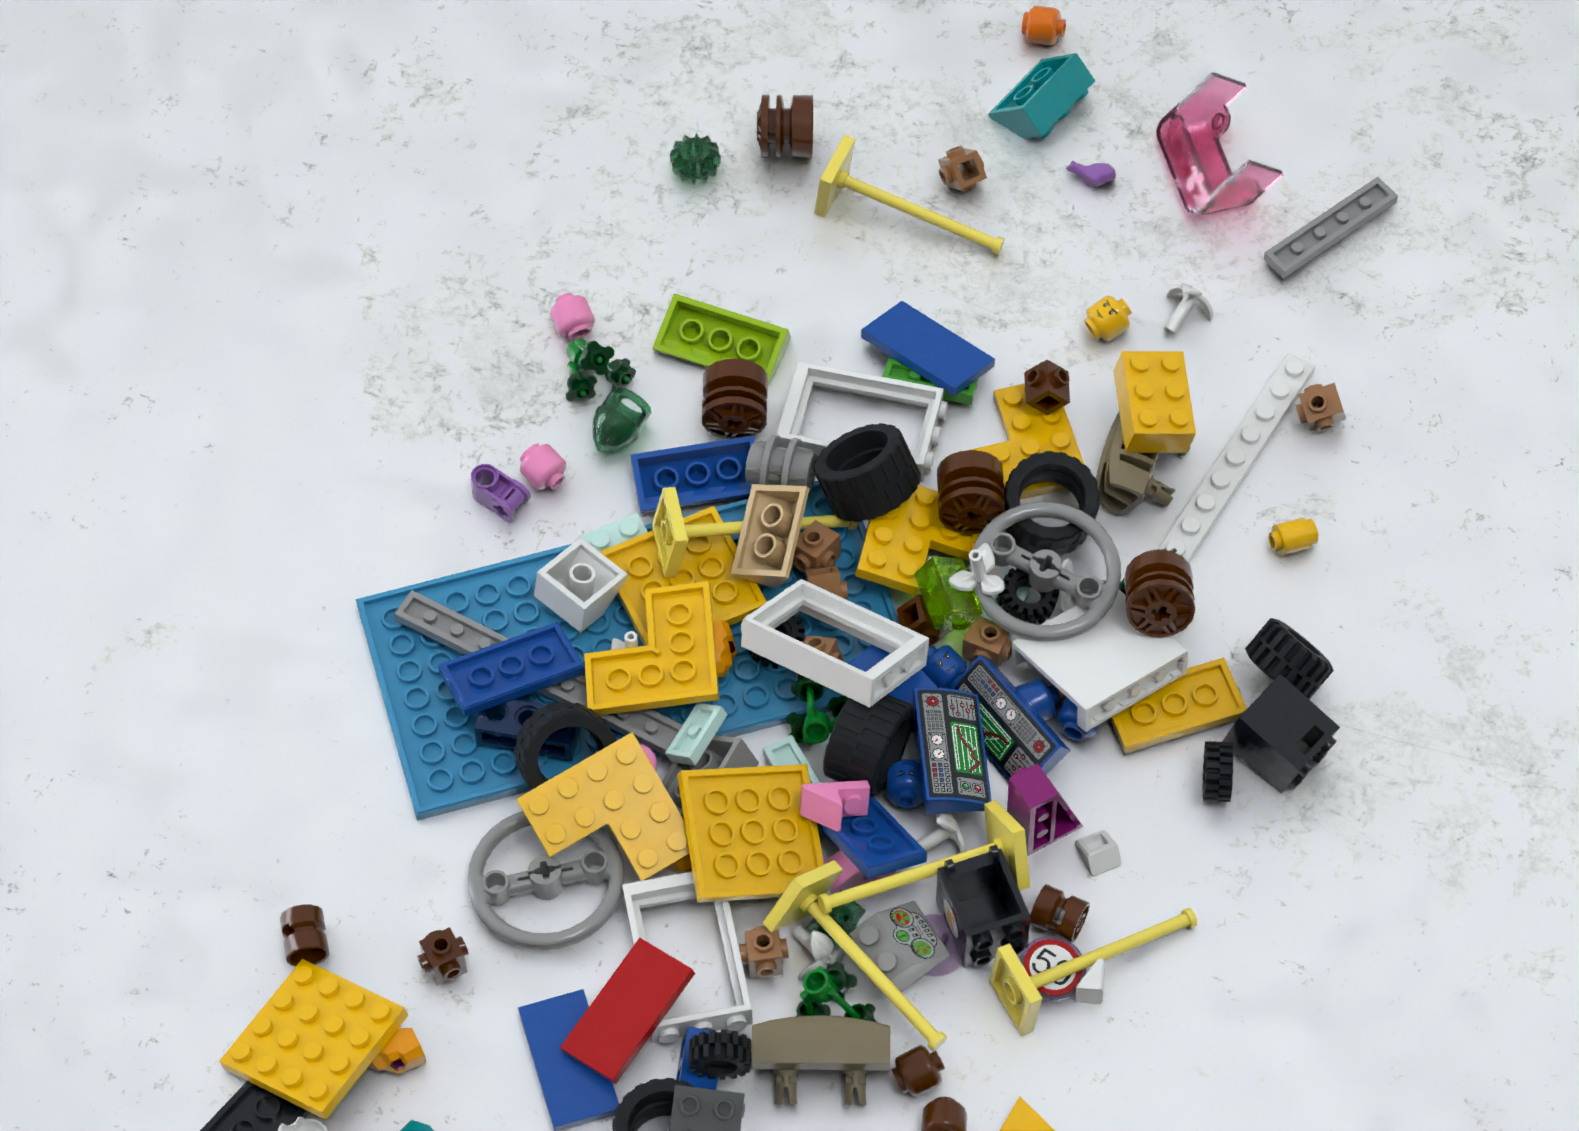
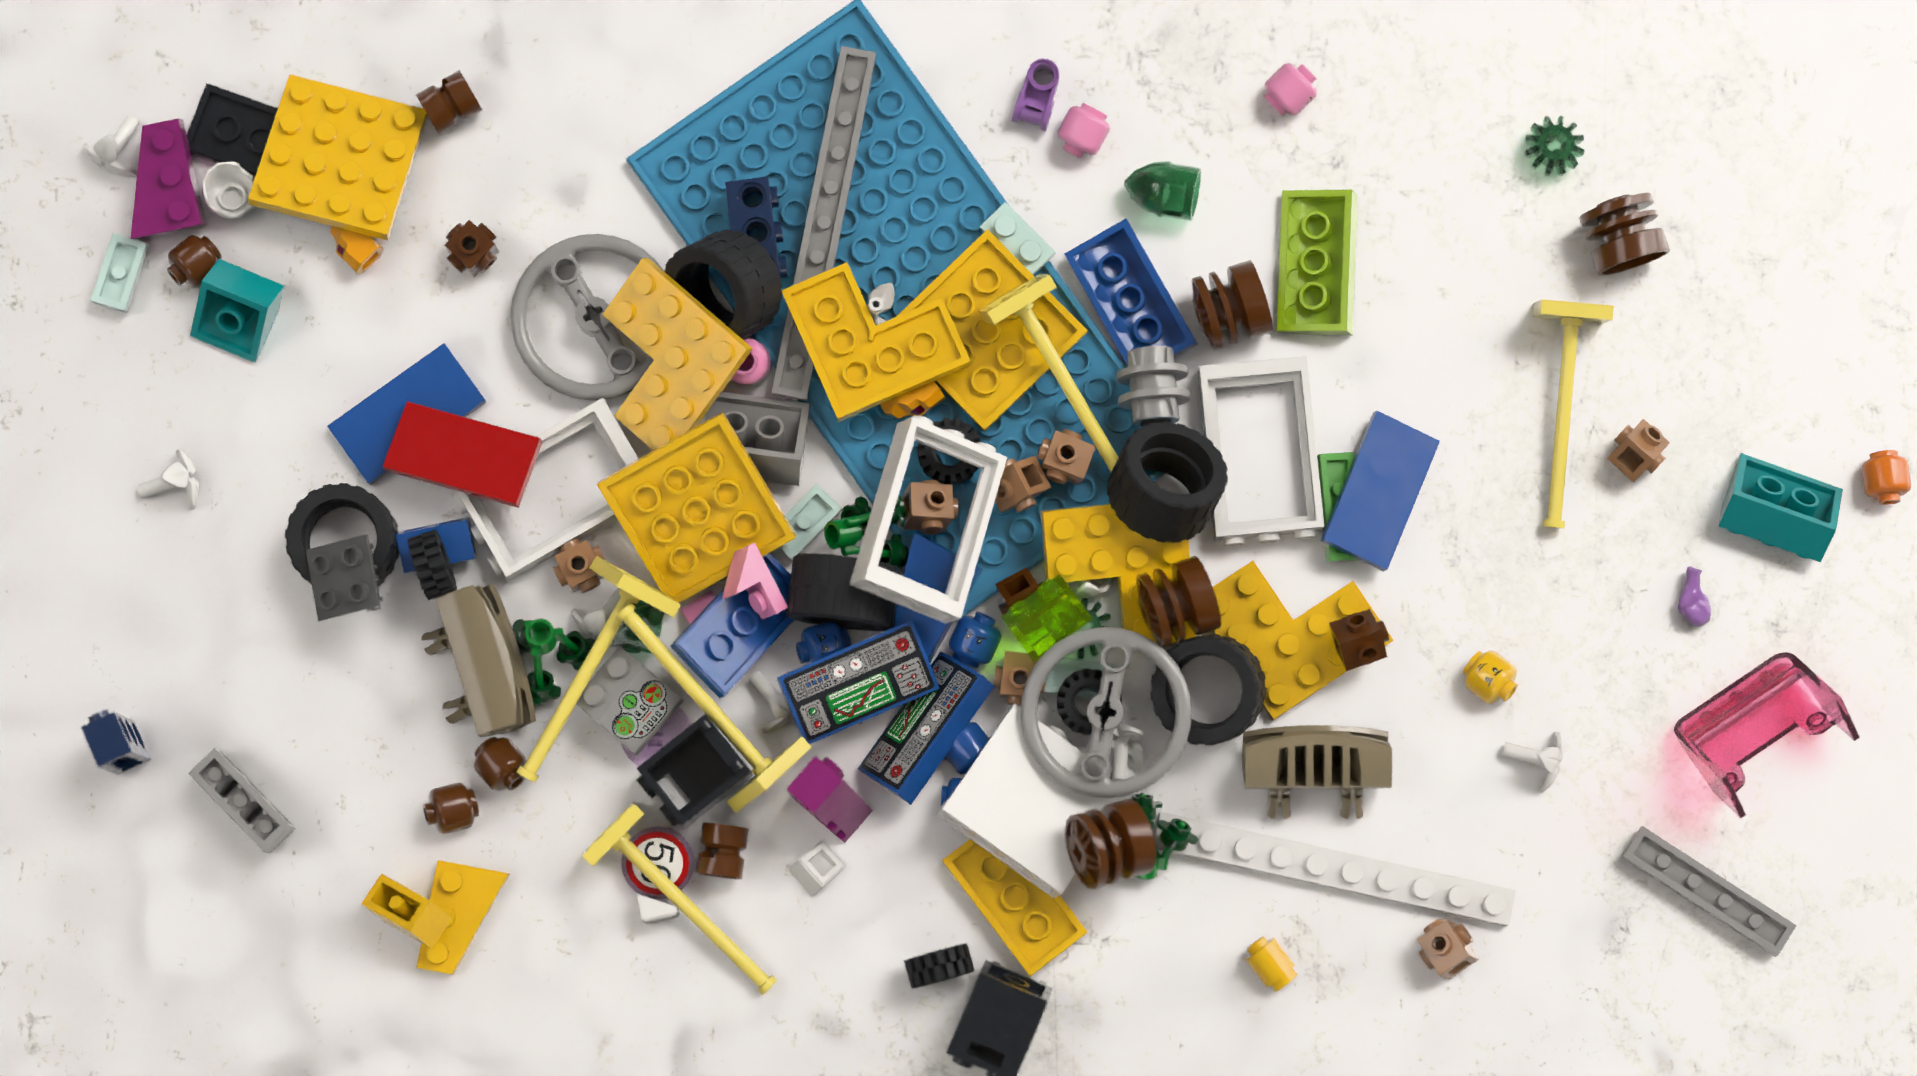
camera: 70 degrees right, 25 degrees up
(511, 669) = (807, 193): blue tile -> none
(579, 584) = (938, 225): white slope -> none
(595, 357) = (1221, 137): dark green plant -> none
(696, 734) = (795, 411): light aqua plate -> none
(770, 533) = (1054, 404): tan slope -> none
(982, 562) = (1059, 633): white plant -> none
(1154, 402) = (1357, 765): yellow brick -> none
(1284, 651) = (1092, 1004): black tyre -> none

